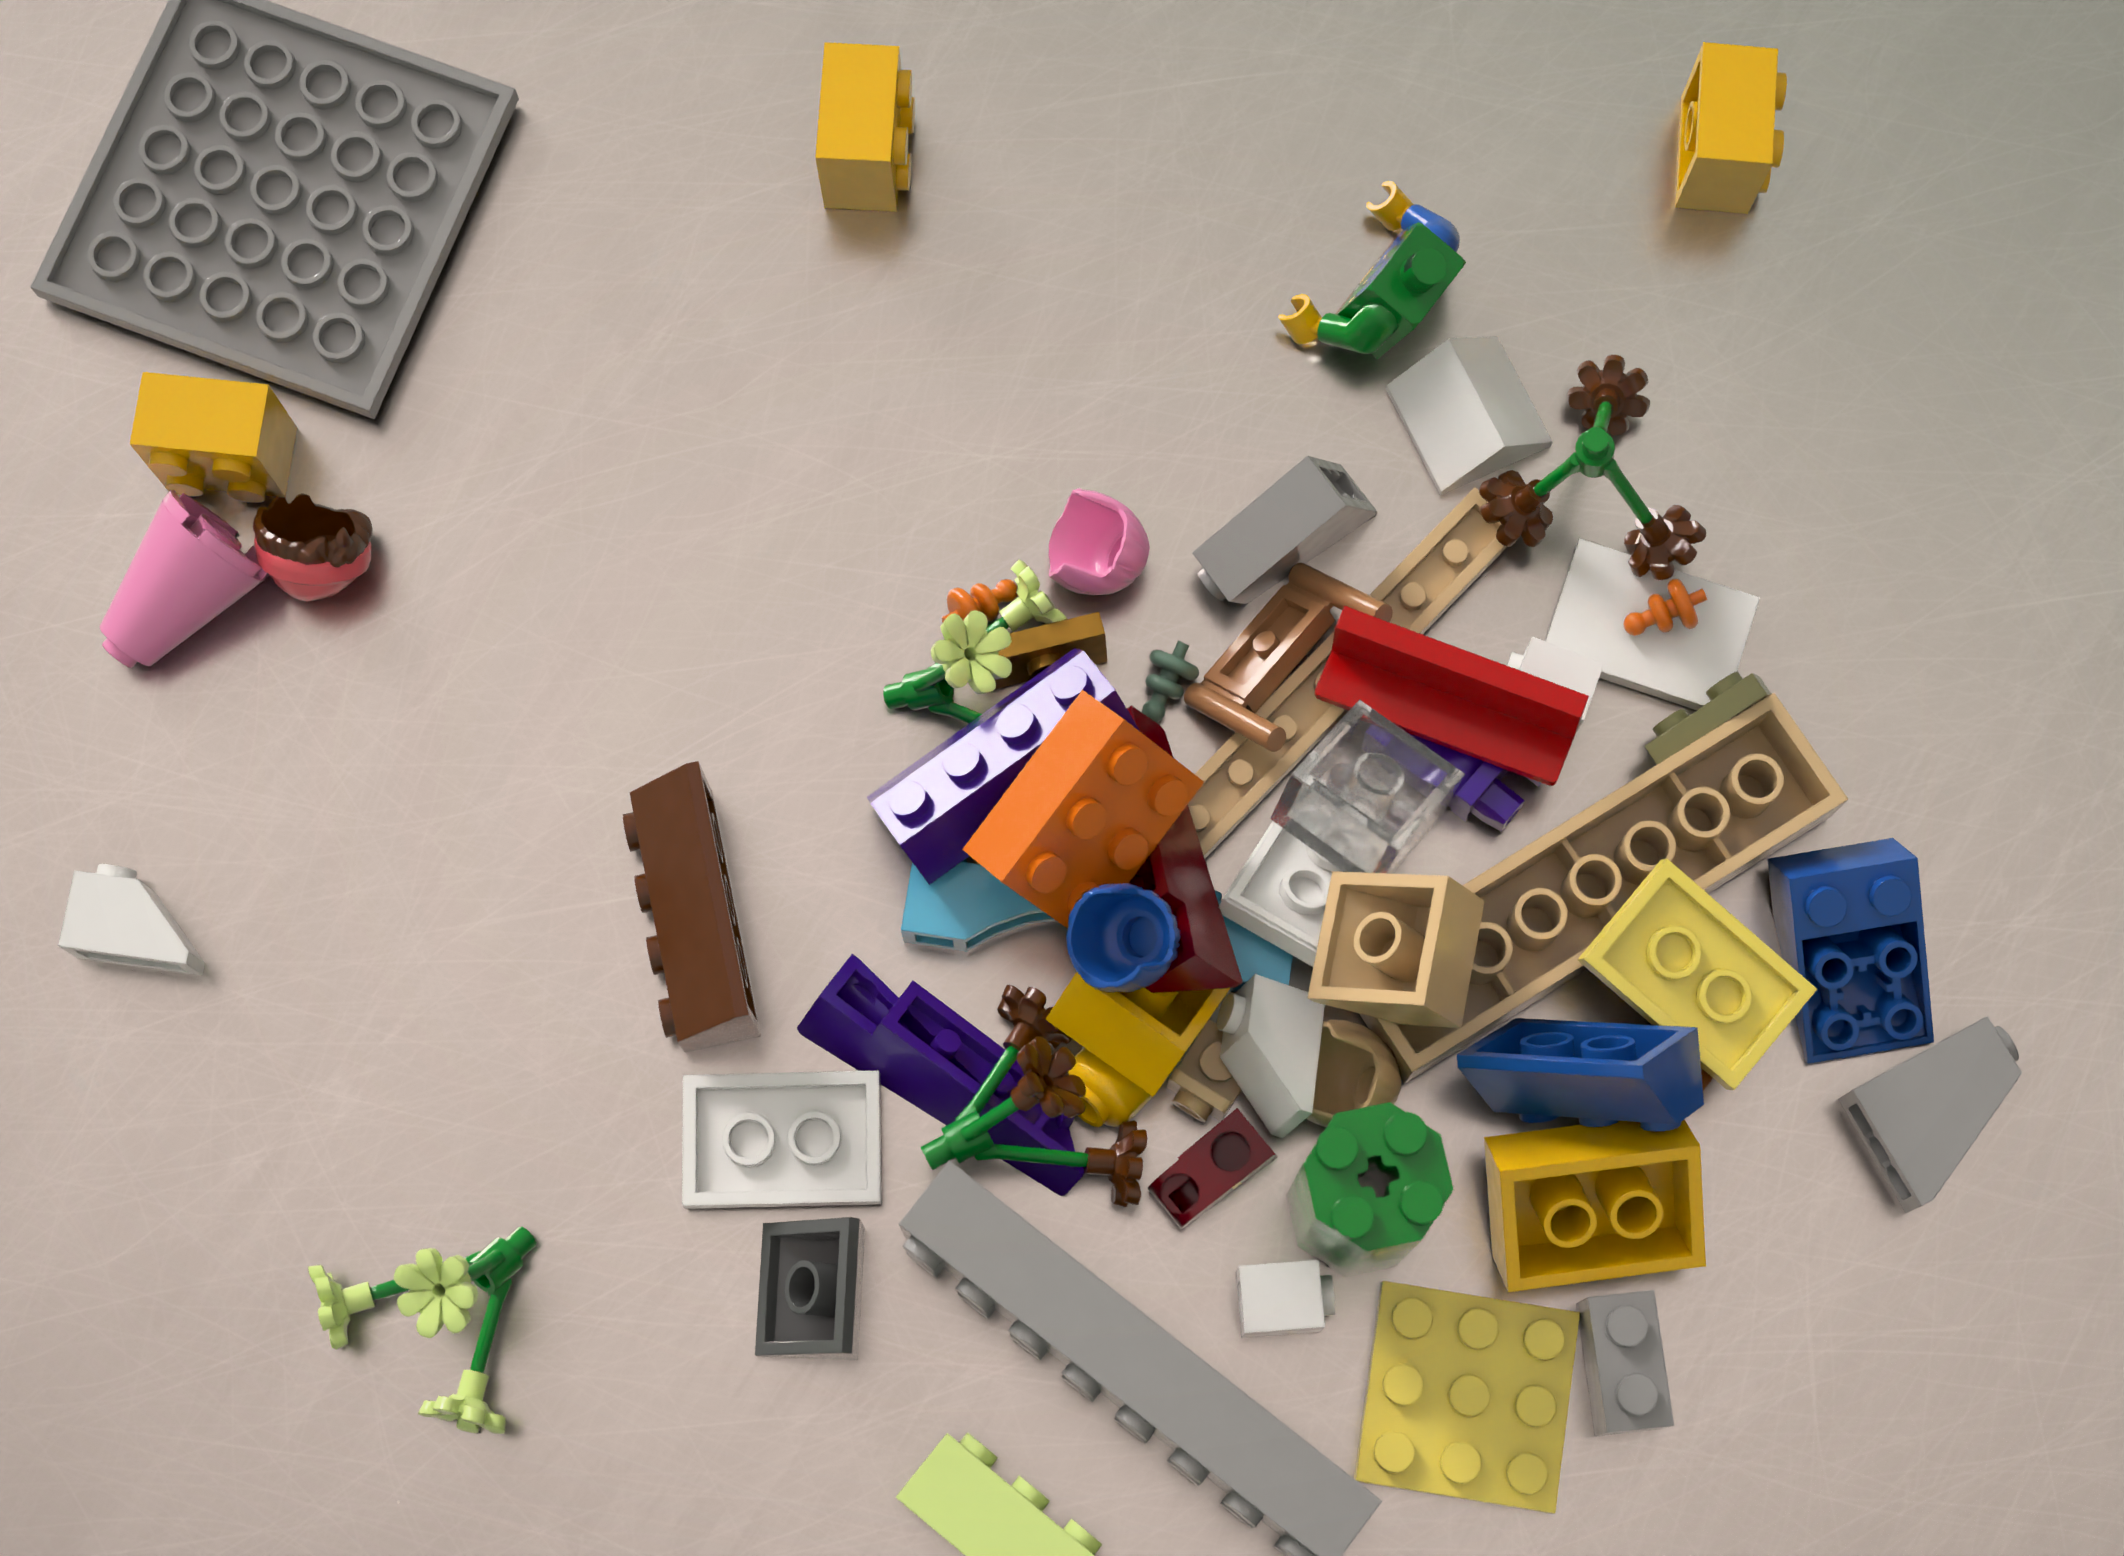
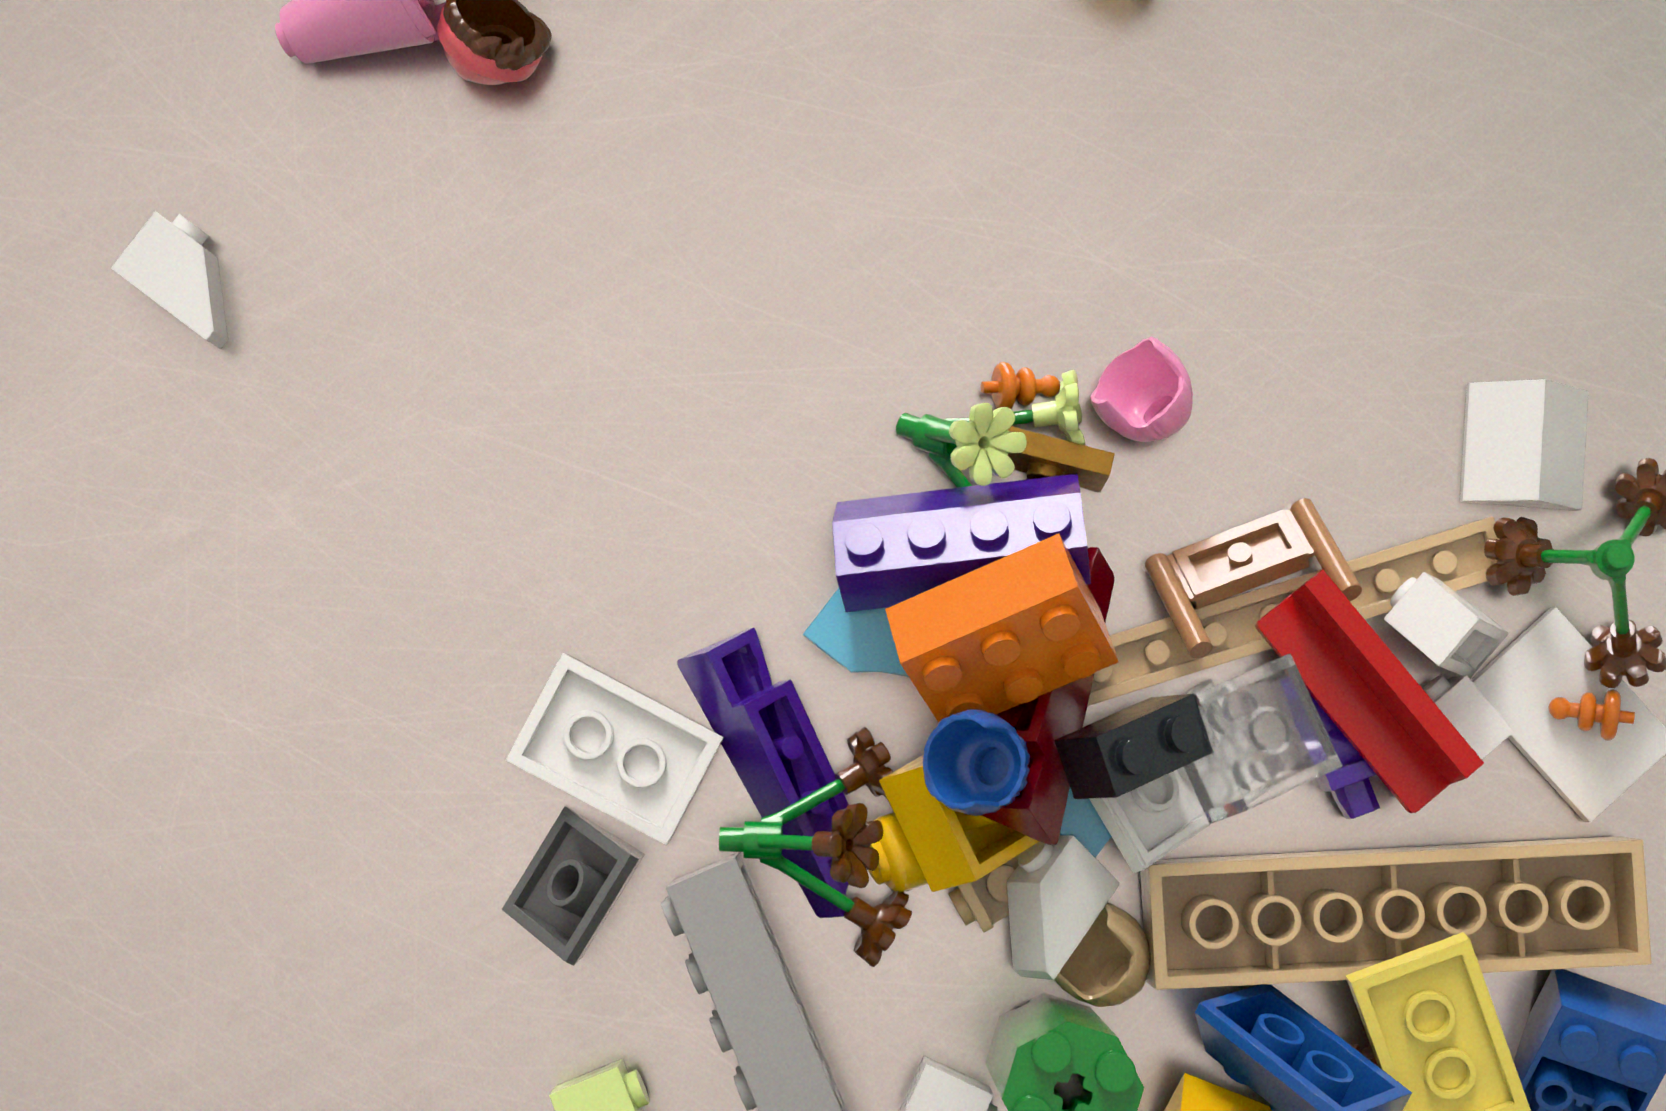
camera: 25 degrees right, 10 degrees up
(442, 1297) = (264, 742): yellowish green plant -> none
(692, 911) = (642, 519): reddish brown slope -> none
(1166, 684) = (1137, 540): sand green hair -> none
(1211, 1169) = (950, 968): dark red leg -> none
(1262, 853) = (1134, 746): none -> black brick
(1282, 527) = (1308, 465): light grey slope -> none
(1396, 288) = (1528, 306): green torso -> none
(1397, 947) = (1200, 886): tan slope -> none
(1486, 602) = (1444, 625): none -> white slope
(1727, 699) = (1599, 824): olive plate -> none

